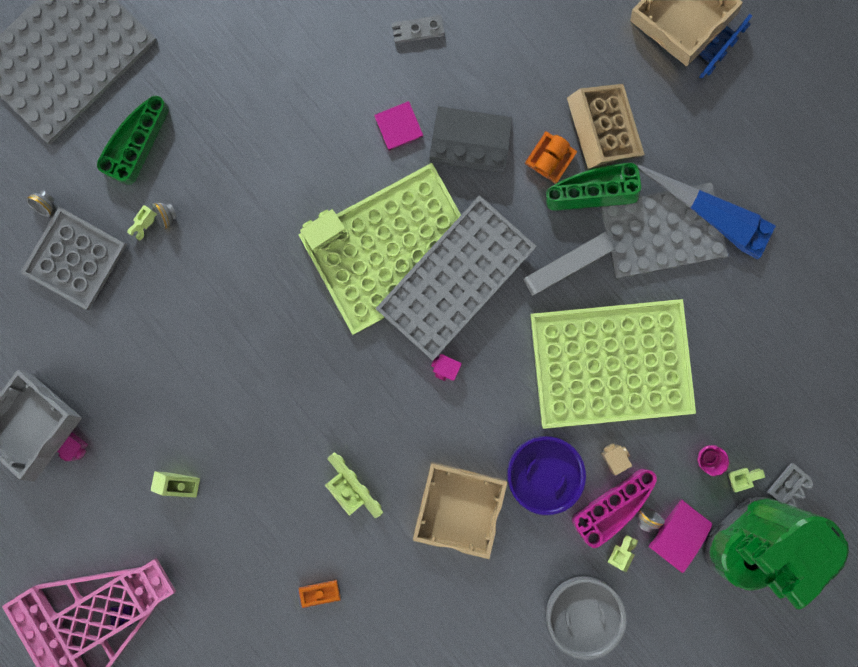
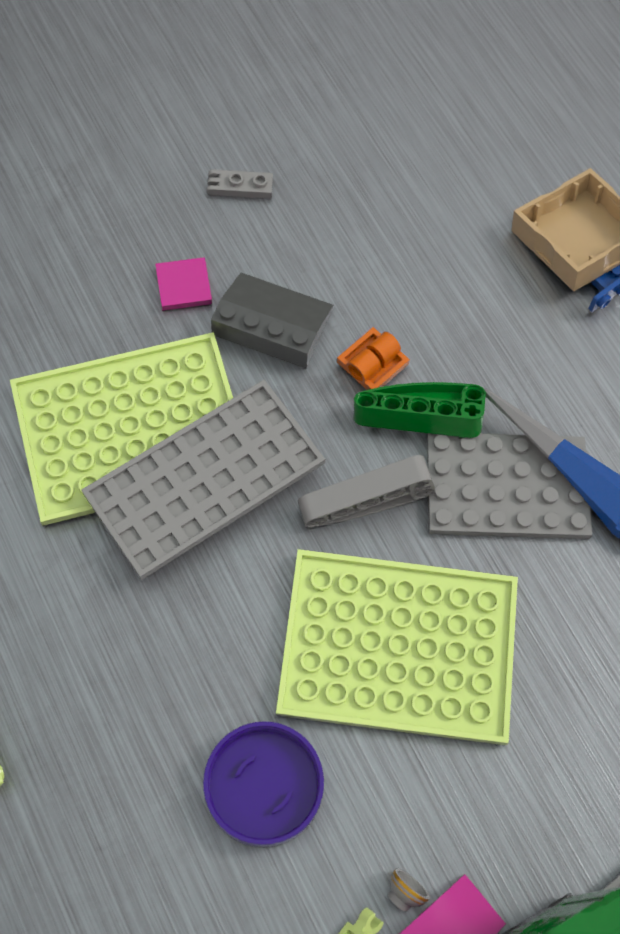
camera: 10 degrees right, 20 degrees down
(322, 230) = (42, 376): yellowish green brick -> none
(445, 367) = (158, 596): dark pink brick -> none
(460, 510) = (119, 807): tan tile -> none
(605, 125) = (453, 336): tan slope -> none
(614, 516) = (354, 871): dark pink beam -> none
(616, 458) = (376, 783): tan brick -> none
(713, 460) = (522, 819): dark pink hair -> none
(742, 478) = (563, 861): yellowish green plate -> none

